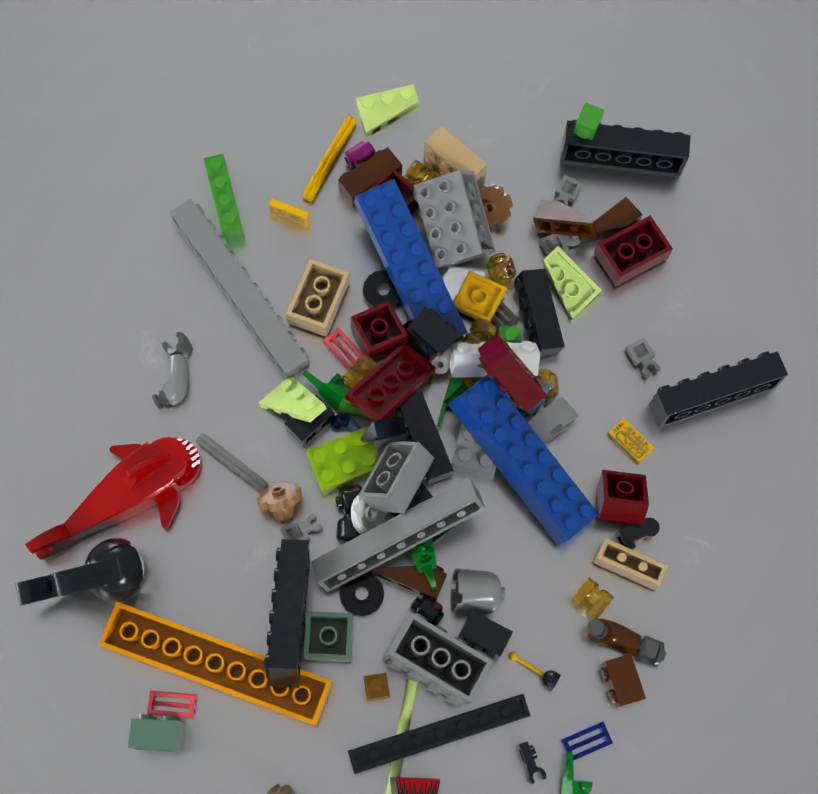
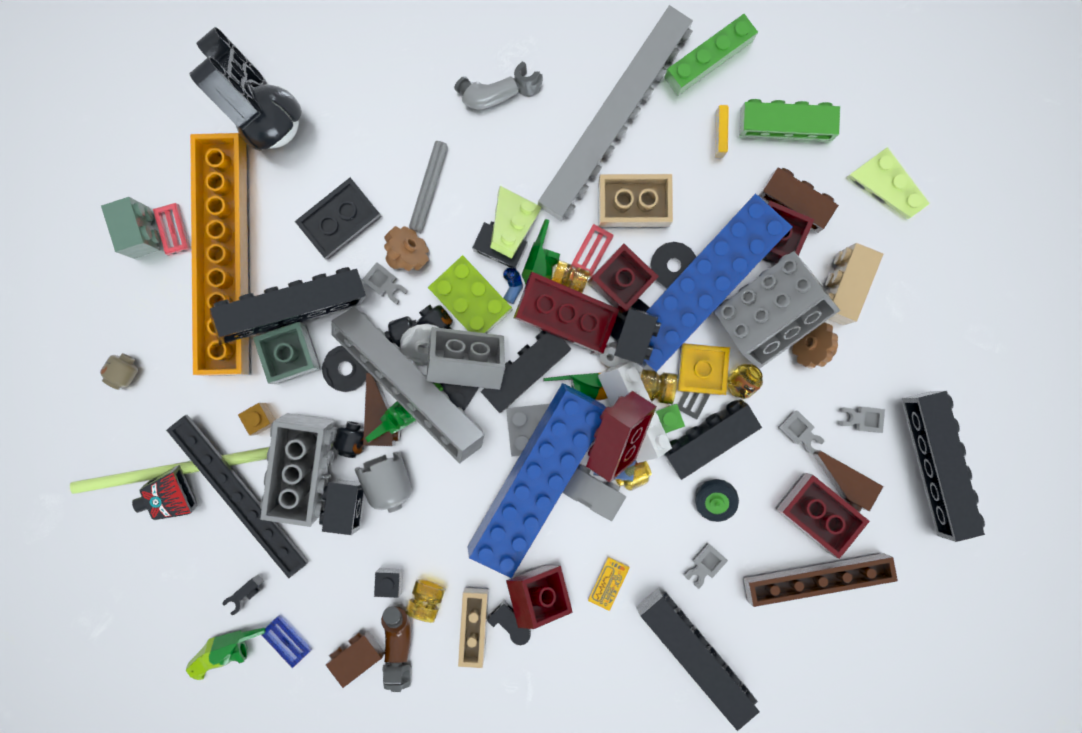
camera: 70 degrees right, 15 degrees up
(143, 479) = (366, 101): red animal -> none
(226, 549) = (337, 218): none -> black plate
(303, 159) = (789, 120): none -> bright green brick
(329, 158) = (803, 148): yellow axle -> none
(360, 152) = (820, 177): magenta brick -> none
(384, 429) = (512, 327): black slope -> none
(418, 173) = (818, 253): clear yellow wheel -> none
(549, 677) = (331, 584): hinge -> none
(560, 219) = (827, 421): reddish brown slope -> none
(565, 624) = (388, 582): none -> black brick
(570, 282) = (760, 459): yellowish green wing -> none
(588, 121) = (952, 415): bright green brick -> none
(591, 327) = (717, 500): none -> black wheel
(684, 272) = (820, 579): none -> reddish brown brick

